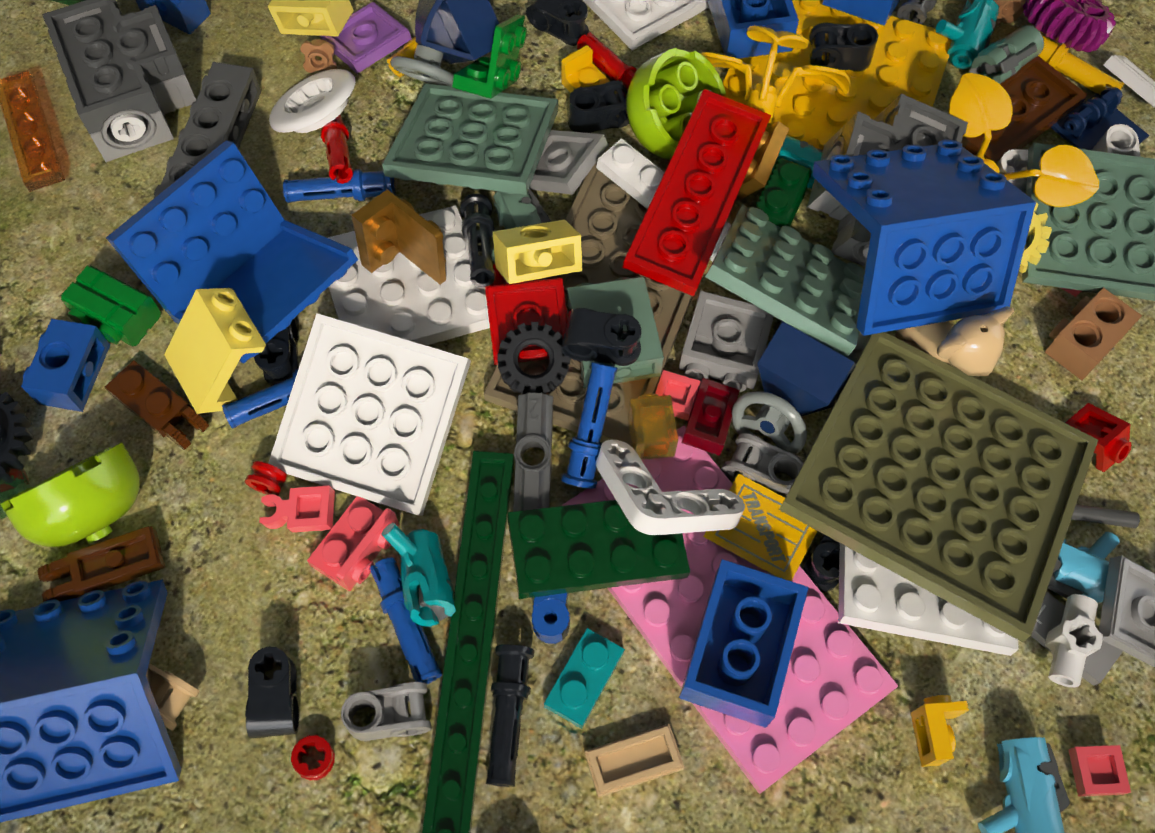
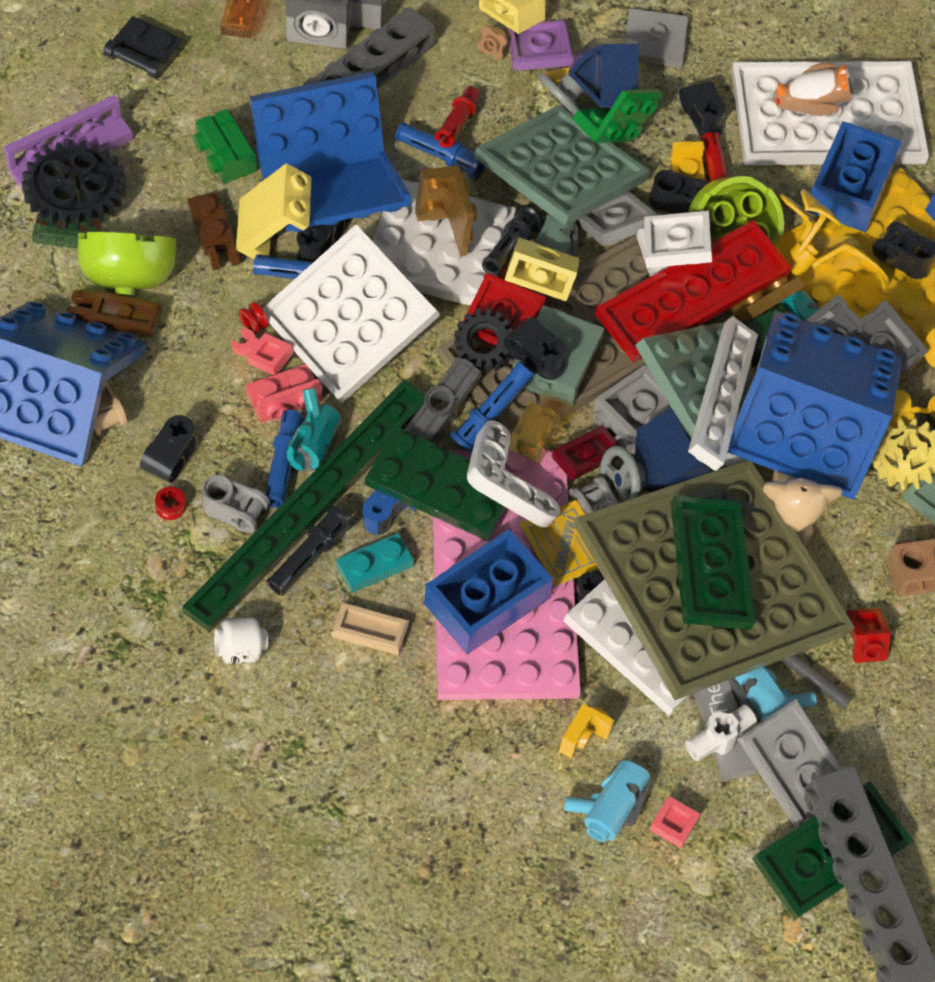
camera: 30 degrees right, 5 degrees down
(67, 385) = (171, 169): blue brick -> none
(313, 102) = (463, 75): white wheel -> none
(653, 145) = (677, 239): none -> white plate
(682, 392) = (574, 424): coral plate -> none
(825, 280) = (723, 394): none -> white plate
(945, 464) = (712, 562): none -> dark green plate

